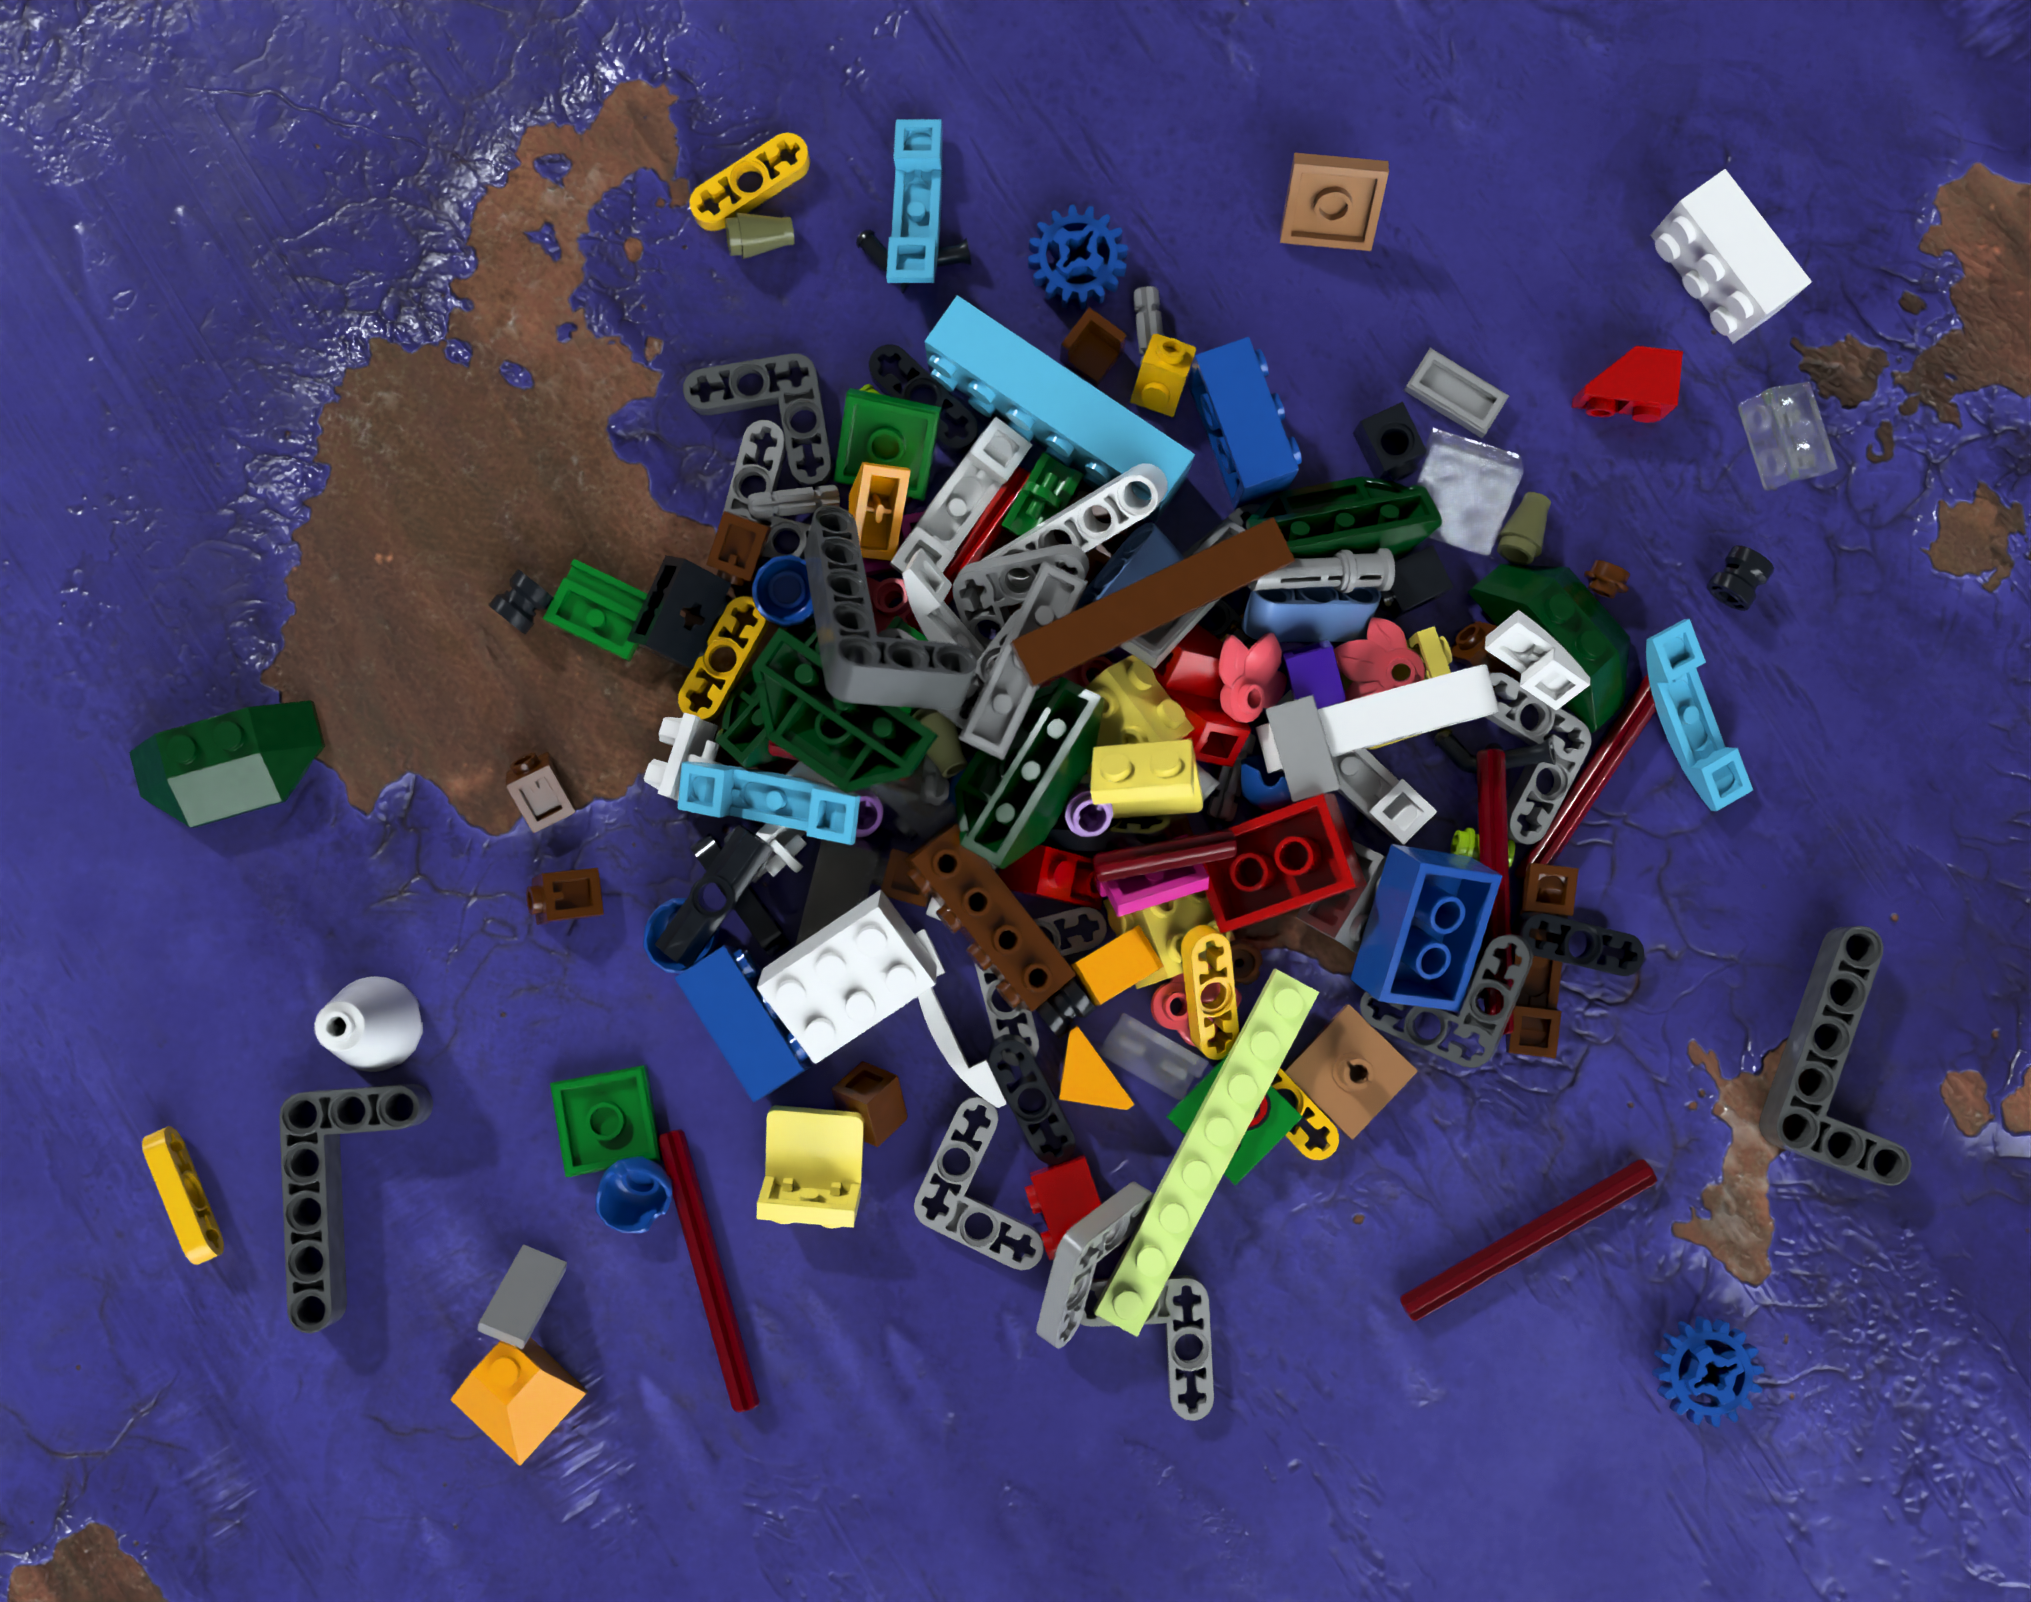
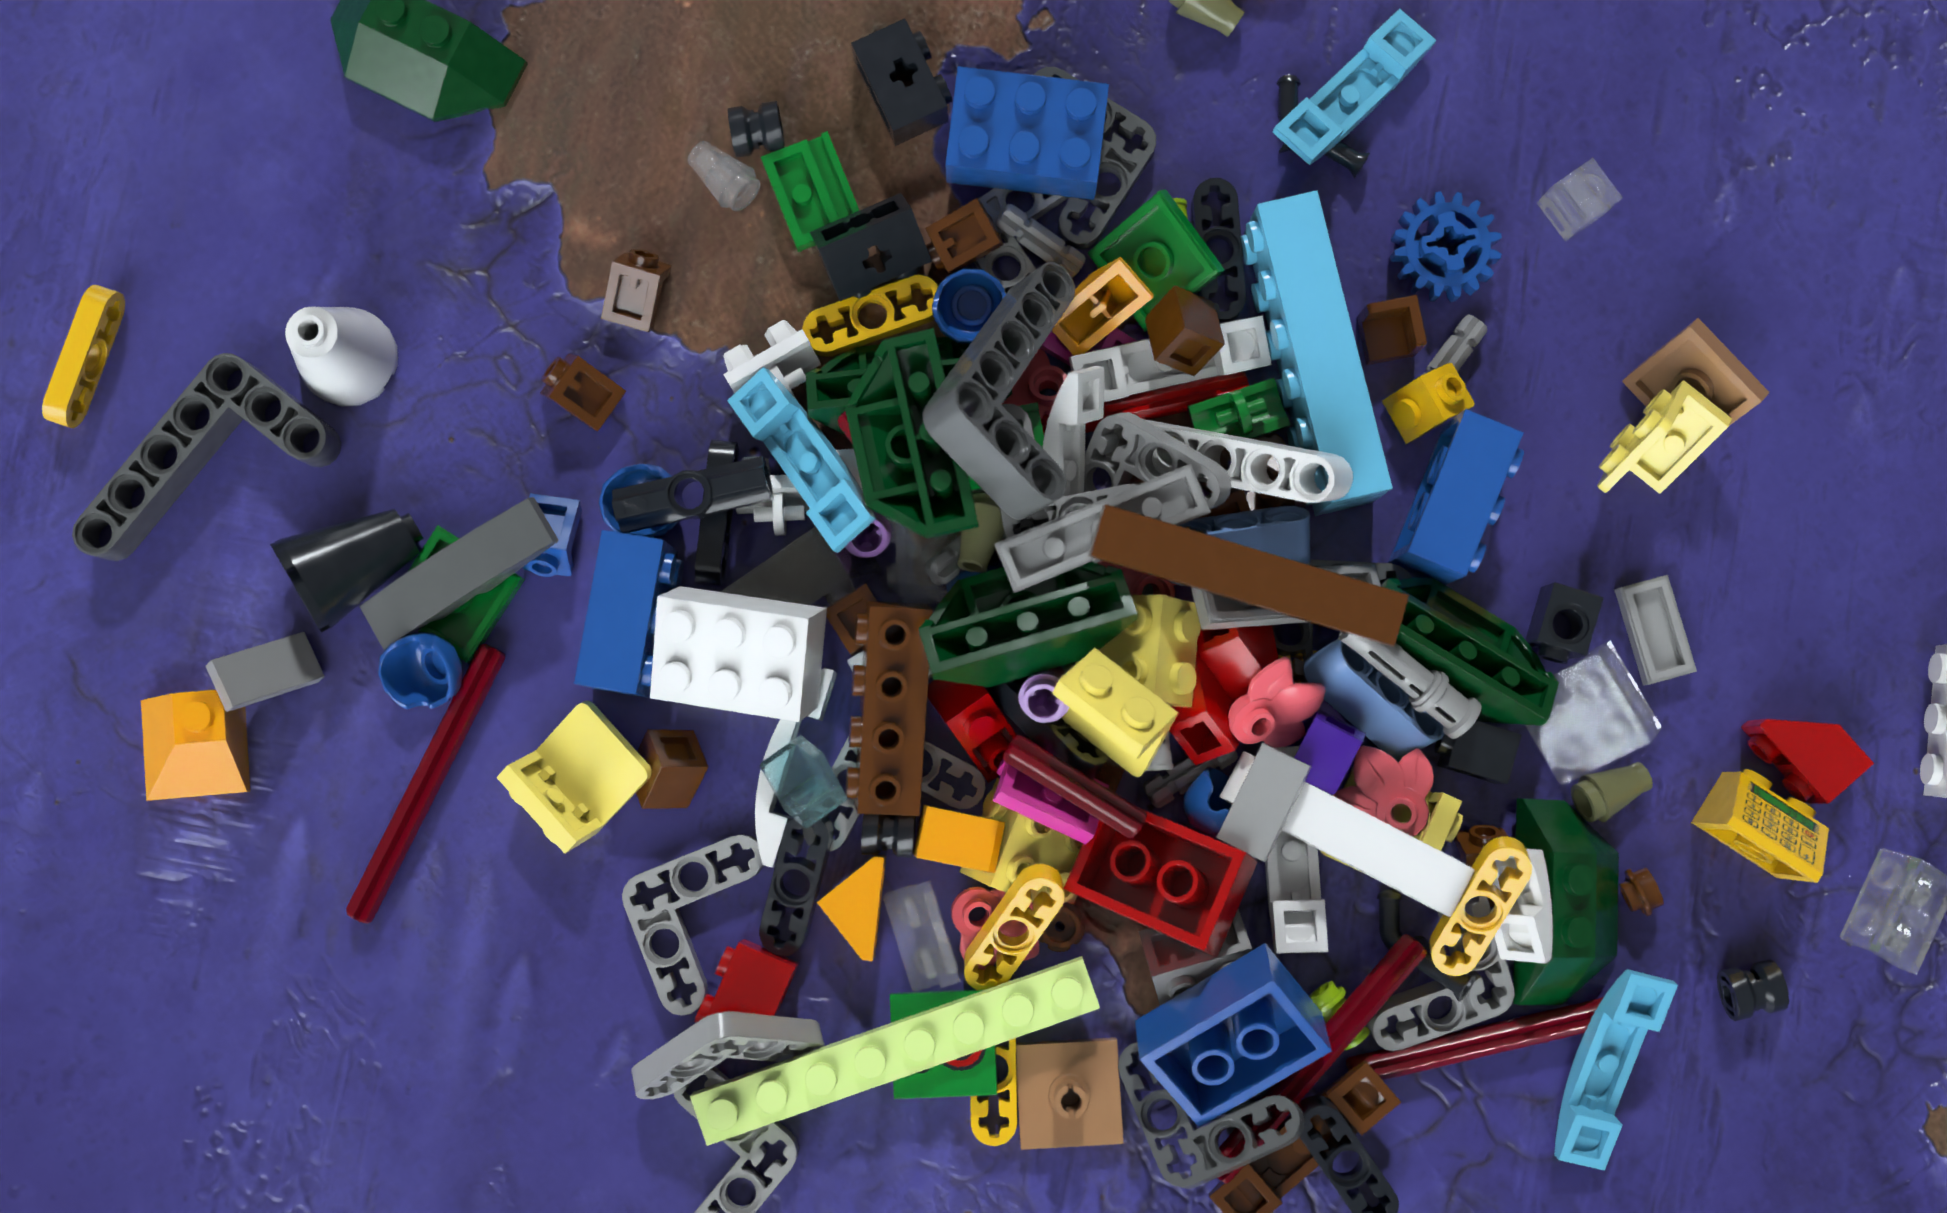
camera: 45 degrees right, 0 degrees up
(509, 1167) = (346, 561): none -> black cone
(529, 655) = (725, 177): none -> clear cone
(598, 1100) = (459, 572): none -> dark grey slope
(613, 496) = (903, 109): none -> black brick
(635, 1017) = (563, 518): none -> blue bracket
(717, 434) = (1026, 133): none -> blue brick
(952, 474) = (1184, 331): none -> reddish brown panel
(974, 1024) = (803, 781): none -> clear light blue panel
(1139, 143) = (1579, 199): none -> clear brick
(1348, 256) = (1665, 440): none -> light yellow bracket
(1527, 701) = (1481, 929): none -> yellow beam
(1649, 460) = (1765, 827): none -> yellow slope

